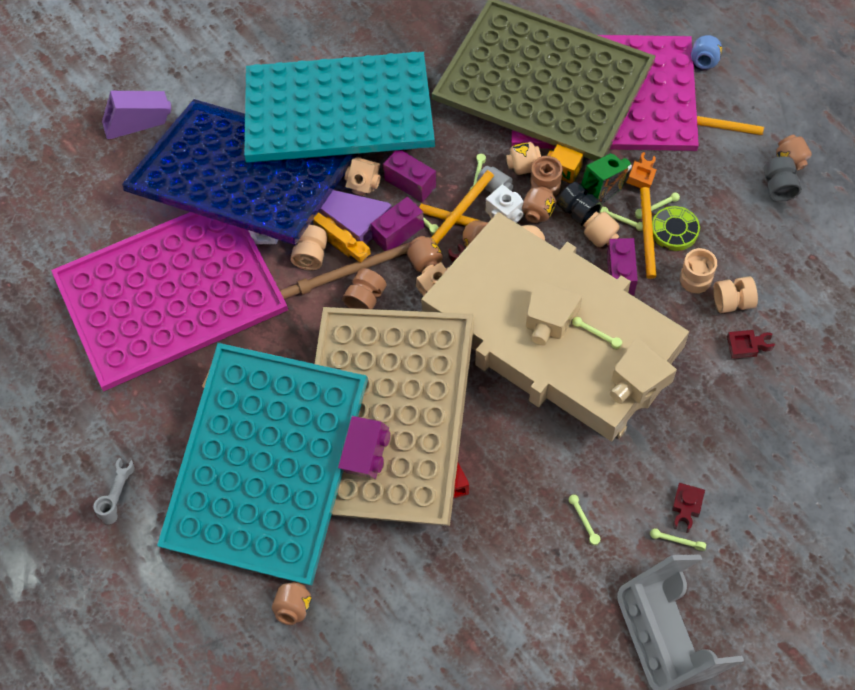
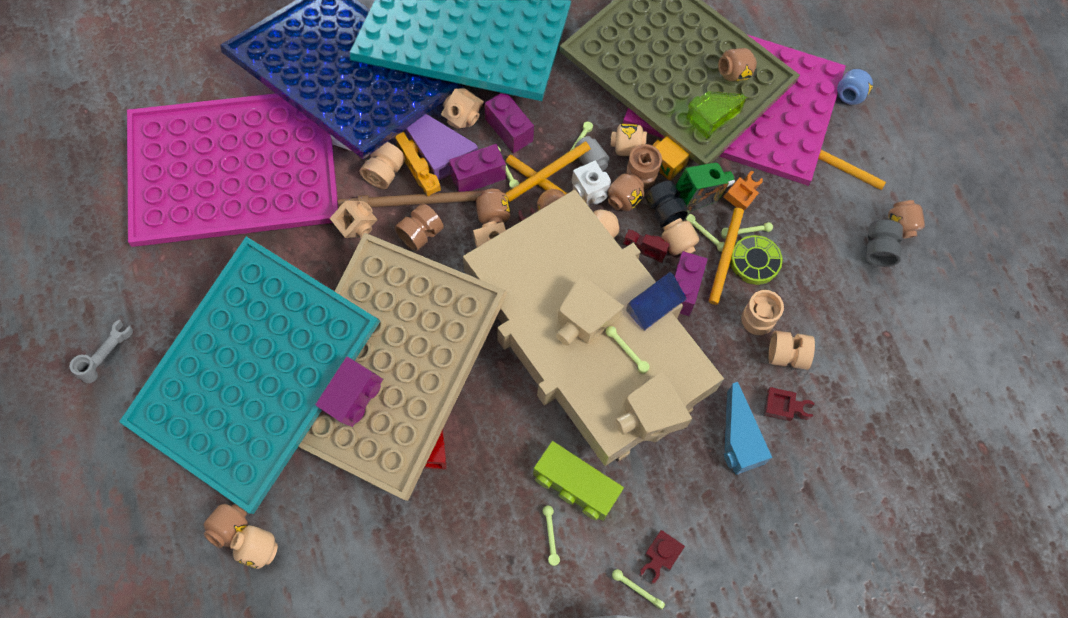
camera: 10 degrees right, 5 degrees up
(296, 304) = (354, 219): none -> light nougat brick
(325, 612) = (254, 547): none -> light nougat head
(583, 243) = (649, 246): none -> dark red plate
(590, 465) = (577, 482): none -> lime brick
(592, 108) = (714, 110): none -> clear neon green slope
(598, 62) = (737, 64): none -> nougat head
(607, 284) = (656, 301): none -> clear blue slope
(721, 382) = (743, 439): none -> dark azure slope

